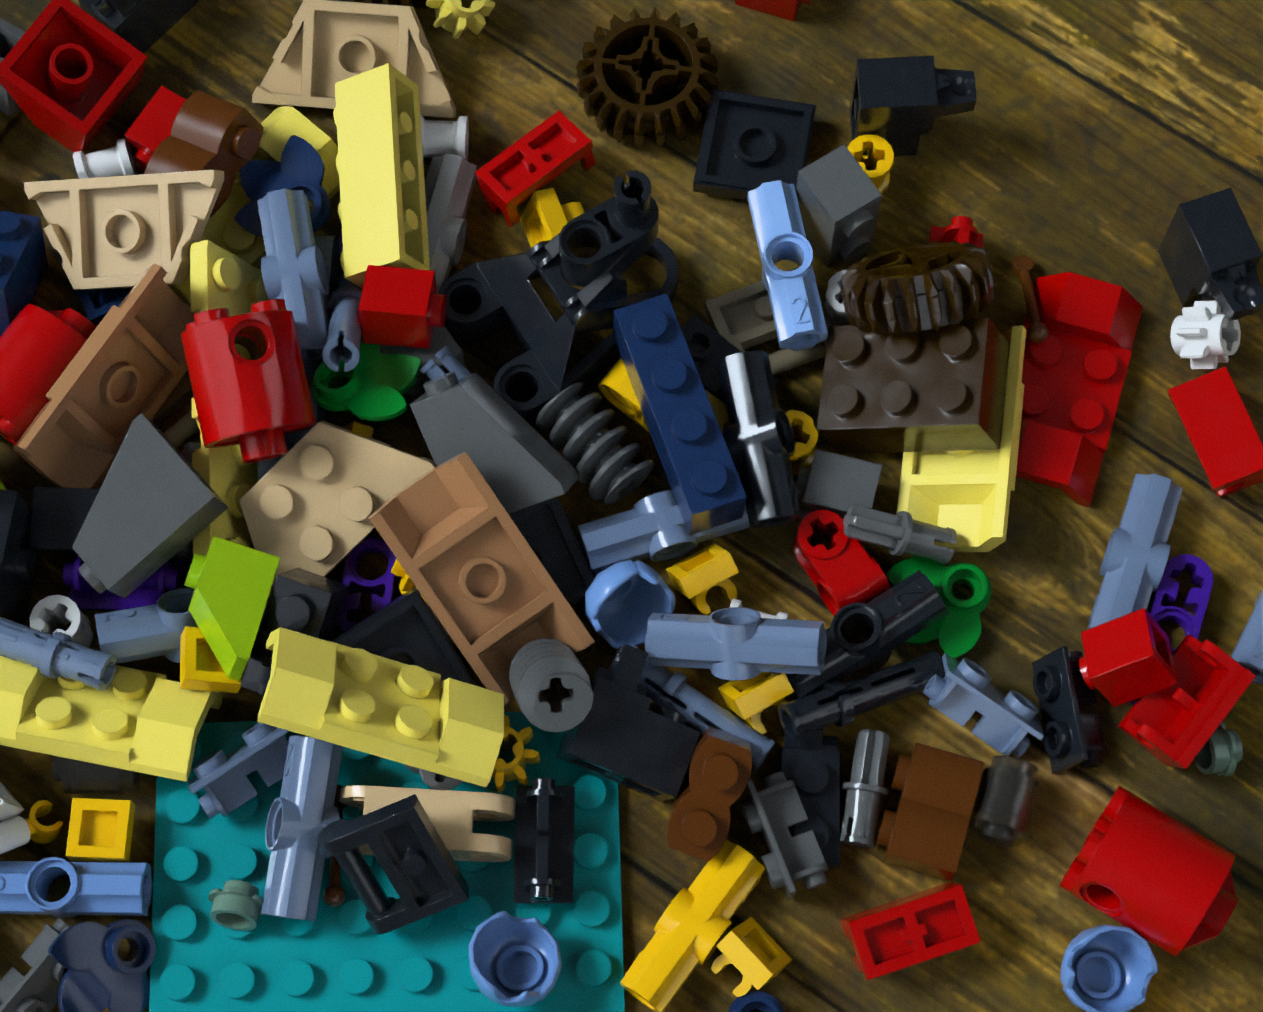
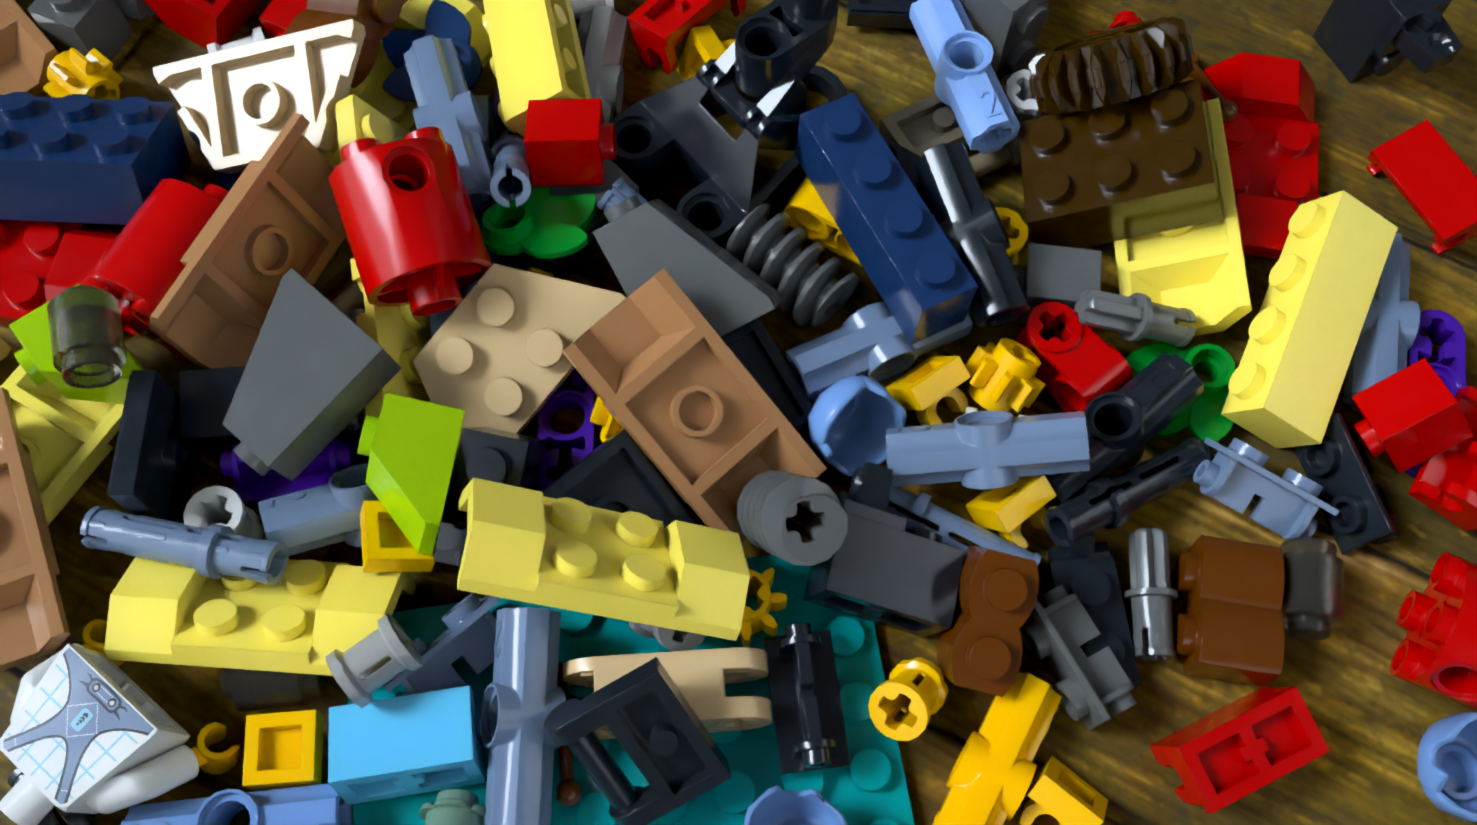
camera: 10 degrees left, 5 degrees down
(184, 767) = (374, 661): none -> light grey bush
(203, 839) = (405, 745): none -> medium azure hinge
(625, 849) = (891, 698): none -> yellow bush
(772, 573) = (1004, 376): none -> yellow gear
(1060, 554) = (1309, 321): none -> light yellow brick
(1205, 335) = (1390, 98): white gear -> none

